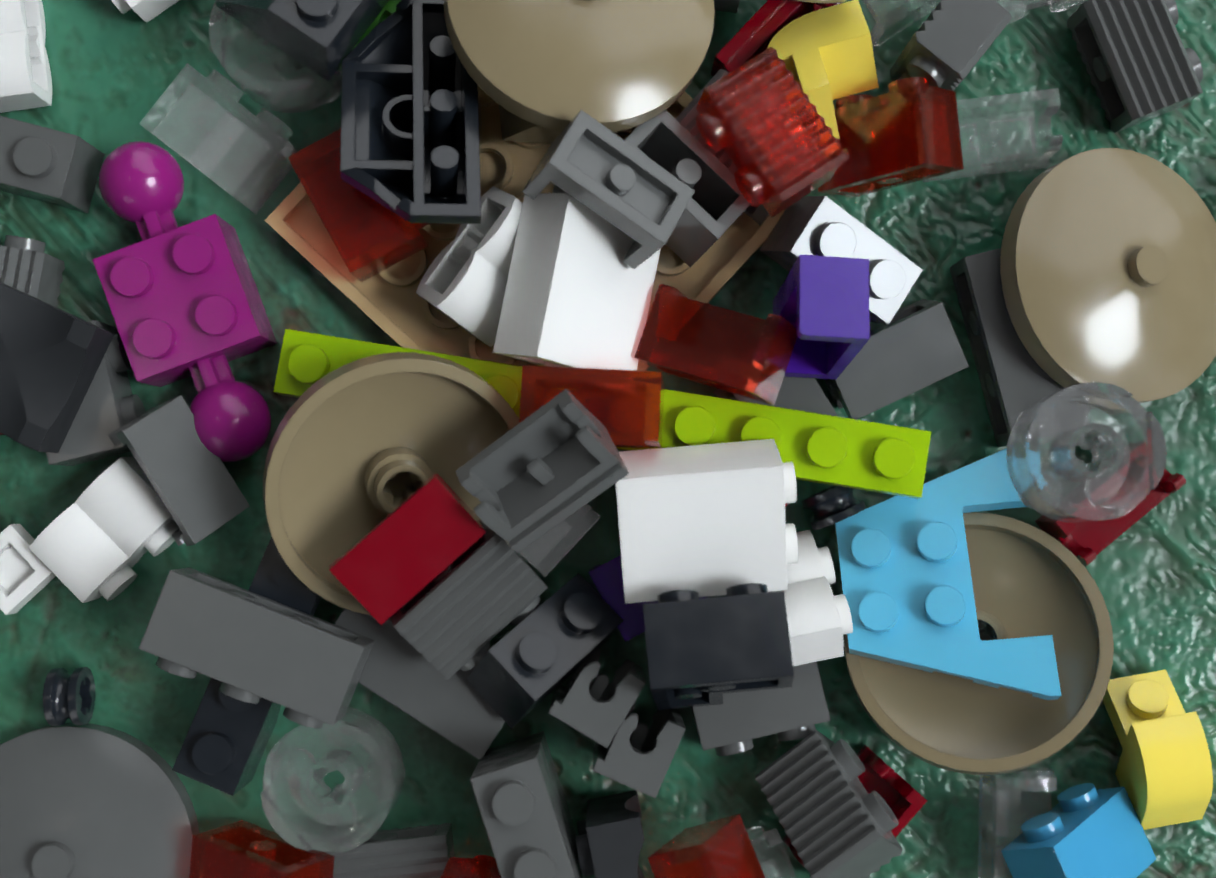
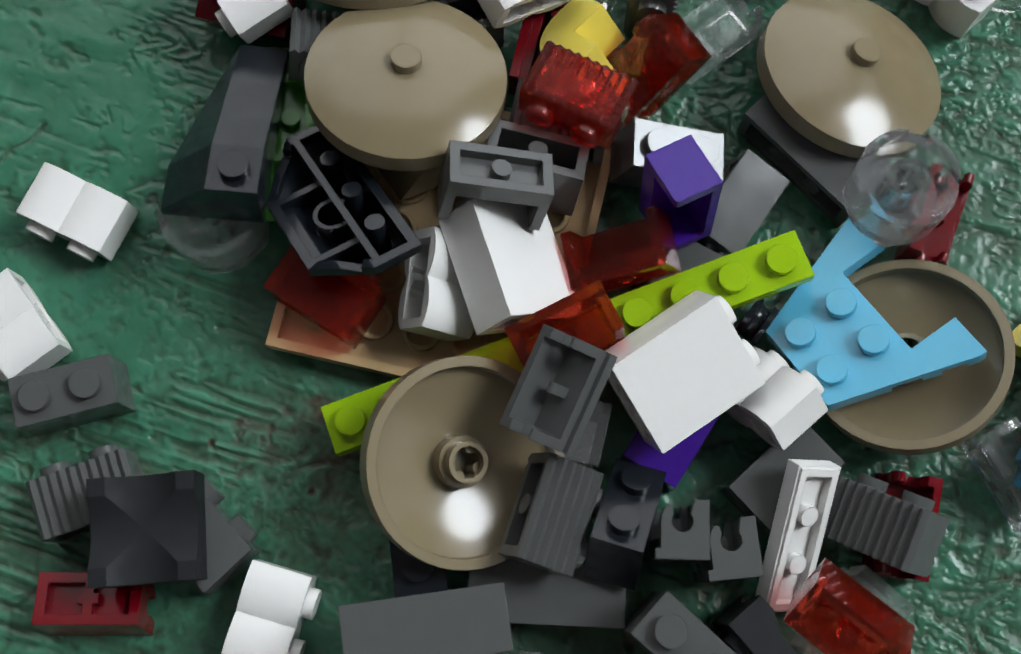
camera: 25 degrees left, 10 degrees down
(182, 470) = (303, 541): dark grey hinge -> none
(184, 299) = (240, 429): magenta brick -> none
(221, 137) = (205, 305): clear brick -> none
(408, 548) = (496, 497): dark red hinge -> none
(716, 645) = (742, 445): black brick -> none
(730, 764) = (797, 529): none -> white tile

